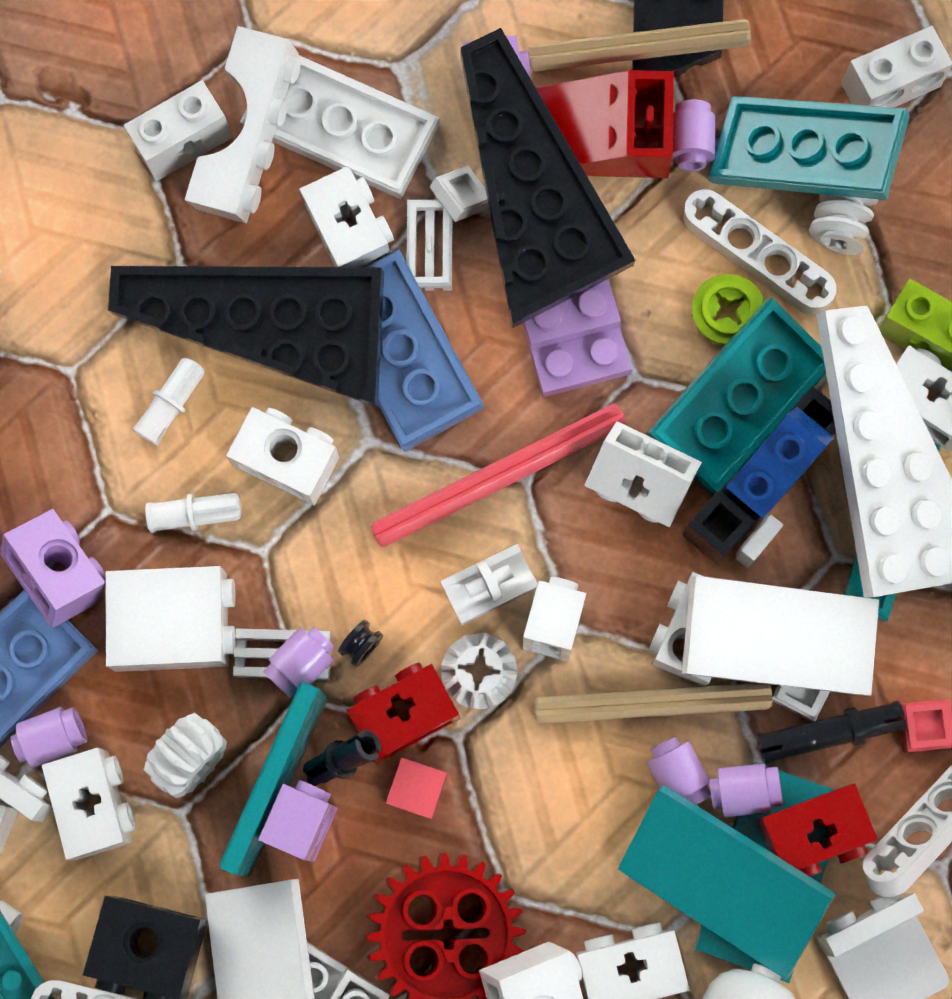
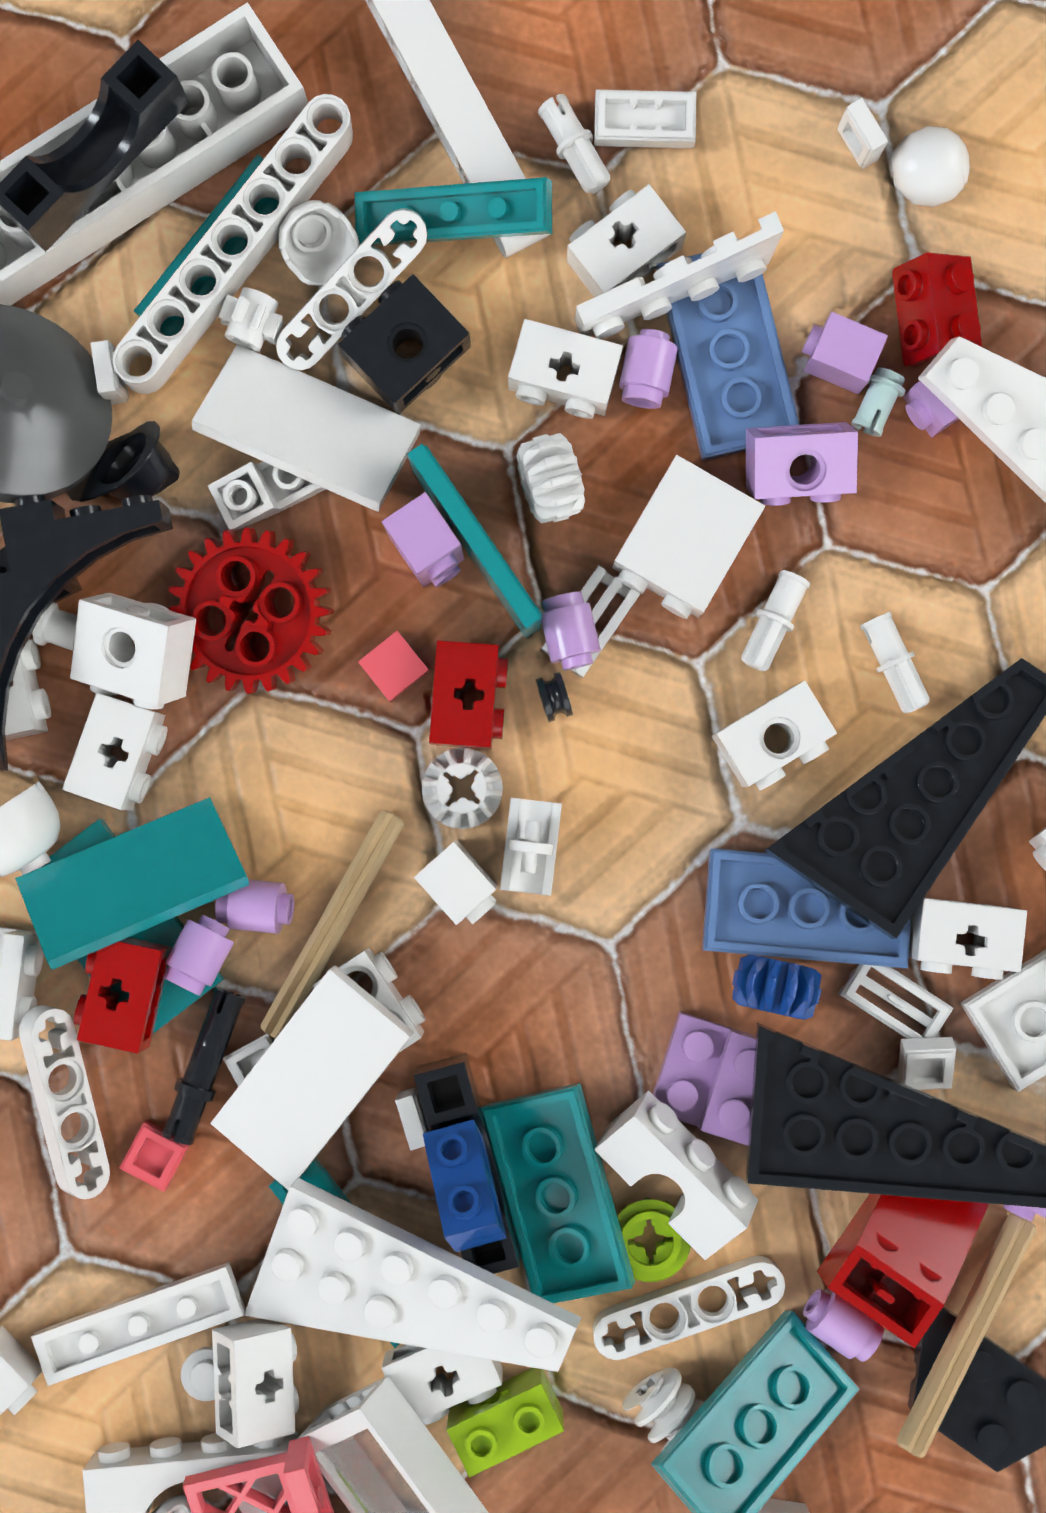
camera: 120 degrees right, 10 degrees up
(343, 758) = (457, 615): black axle -> none
(475, 332) = (777, 987): none -> blue gear
(496, 476) = (629, 923): coral axle -> none
(633, 454) = (541, 1054): white brick -> none
(652, 351) = (654, 1141): none -> white arch

